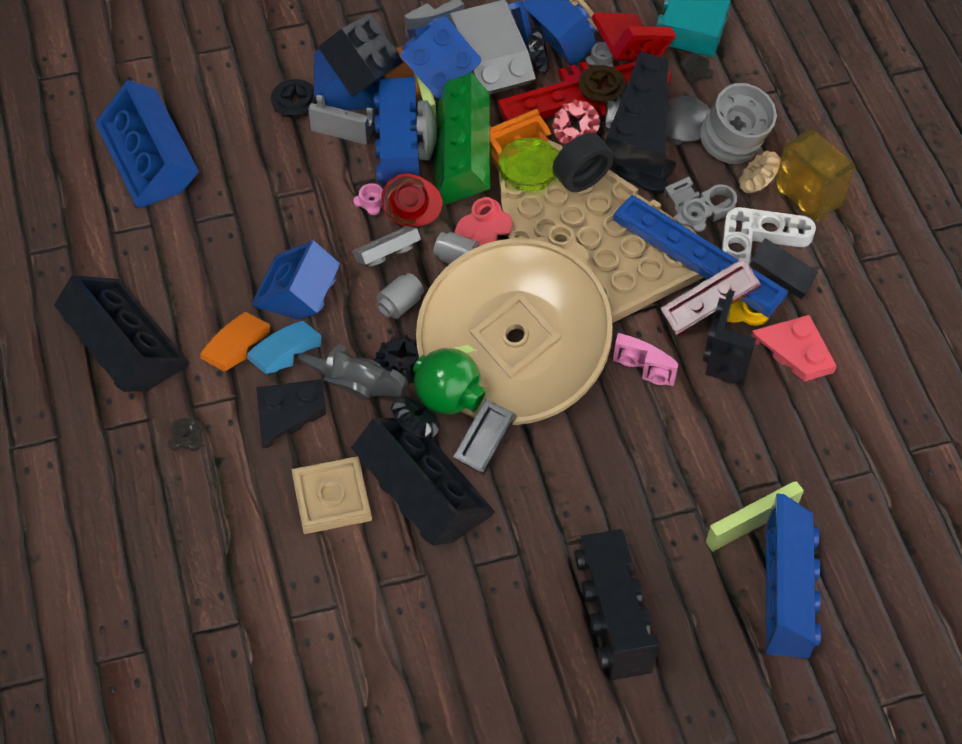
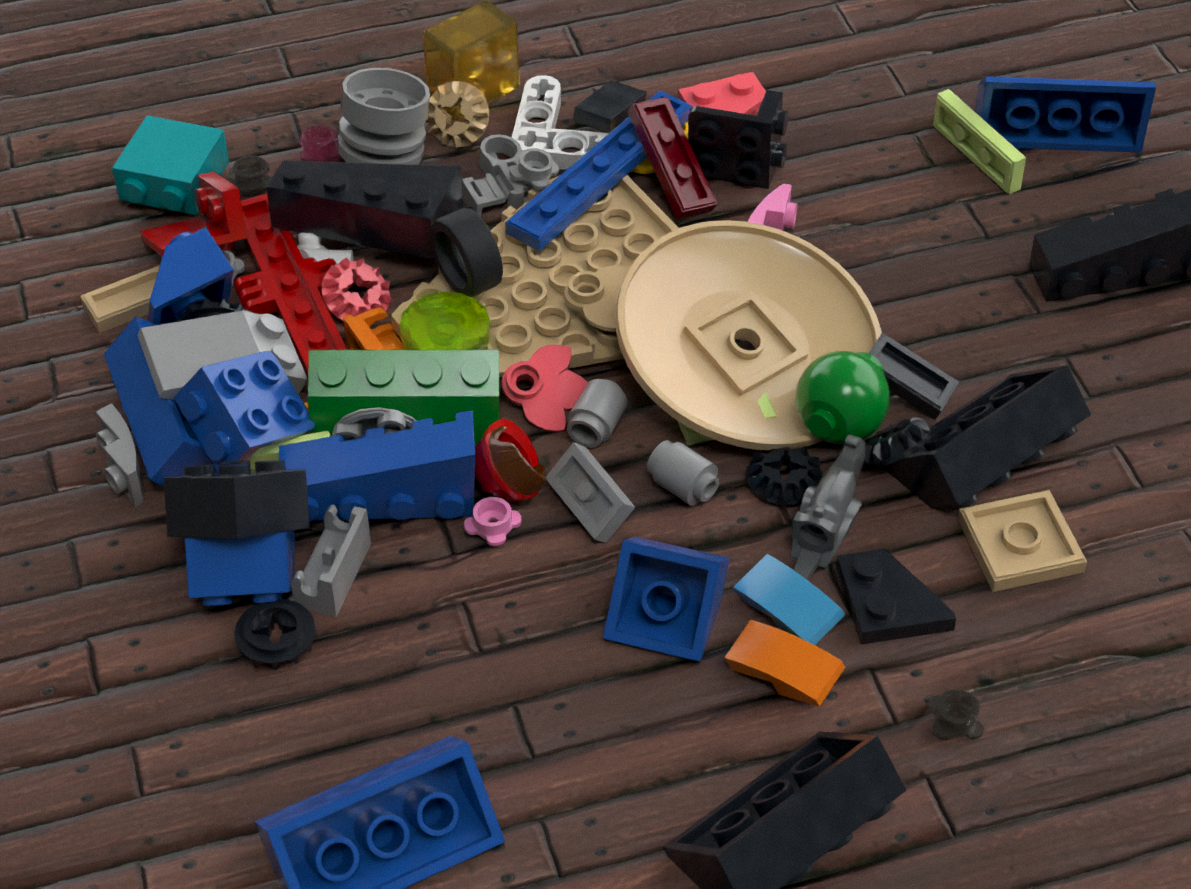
camera: 90 degrees left, 10 degrees down
(595, 77) = (291, 241): dark brown gear -> none

